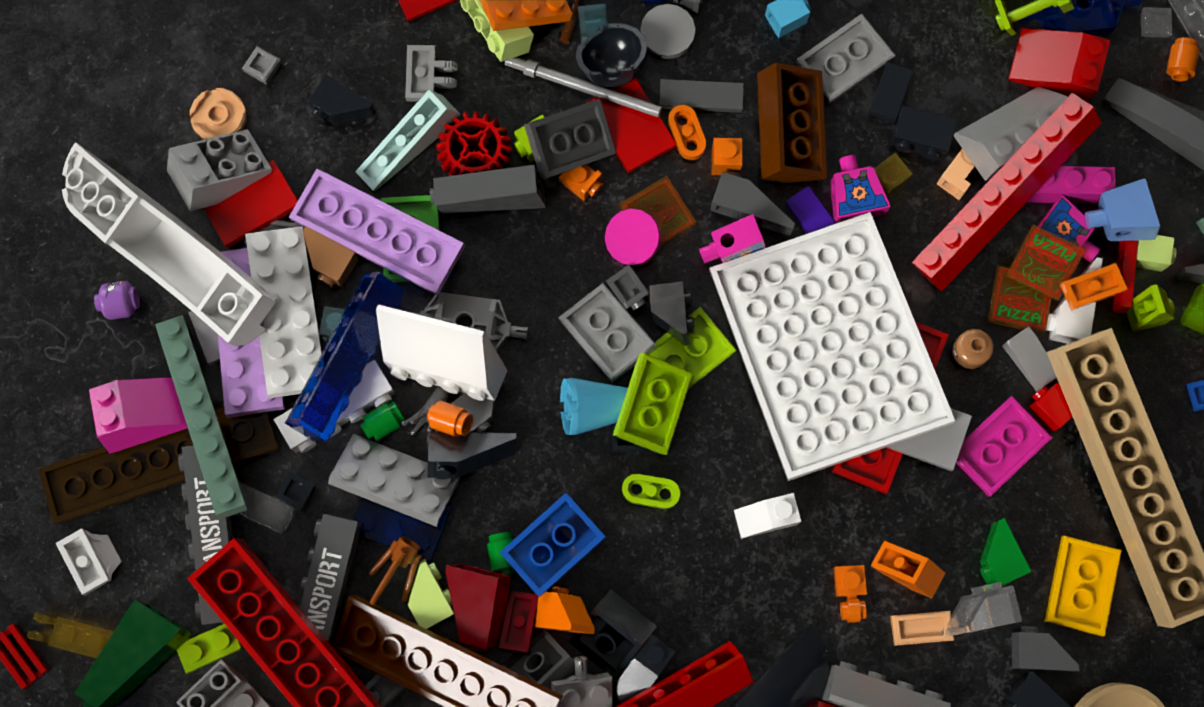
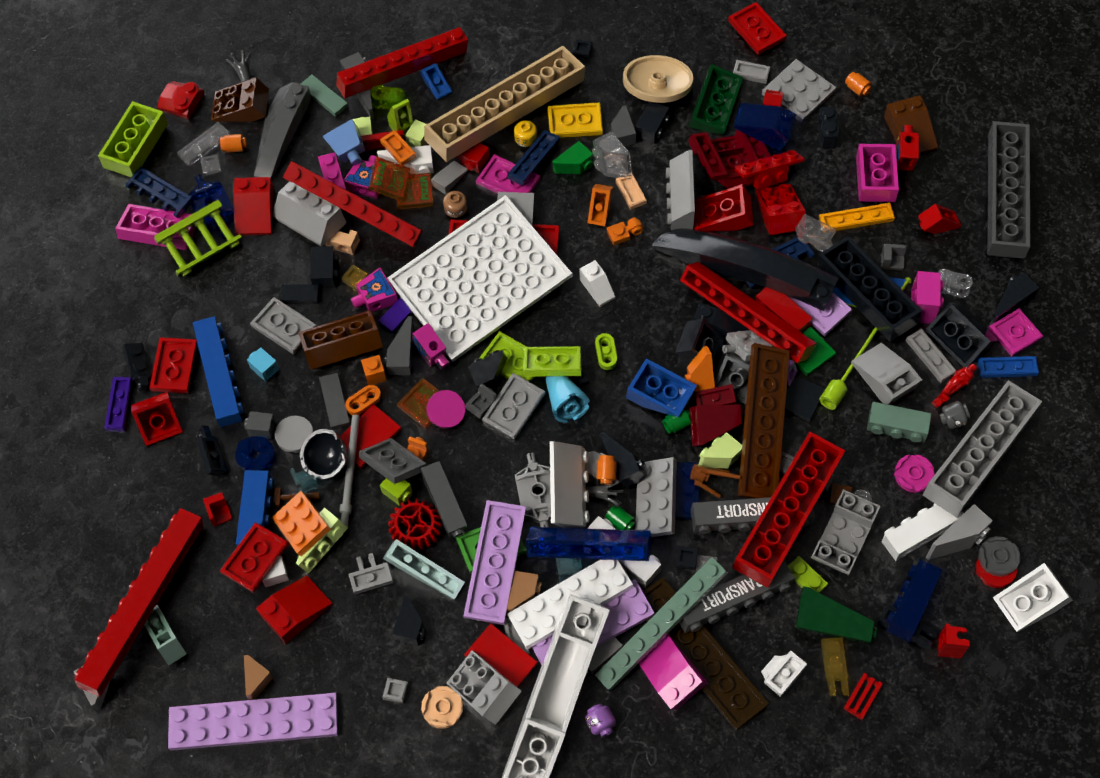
camera: 105 degrees left, 15 degrees down
(1023, 493) = (533, 157): none -> dark blue plate
(1073, 495) = (525, 133): none -> yellow head
(1124, 328) = (415, 134): none -> yellowish green brick

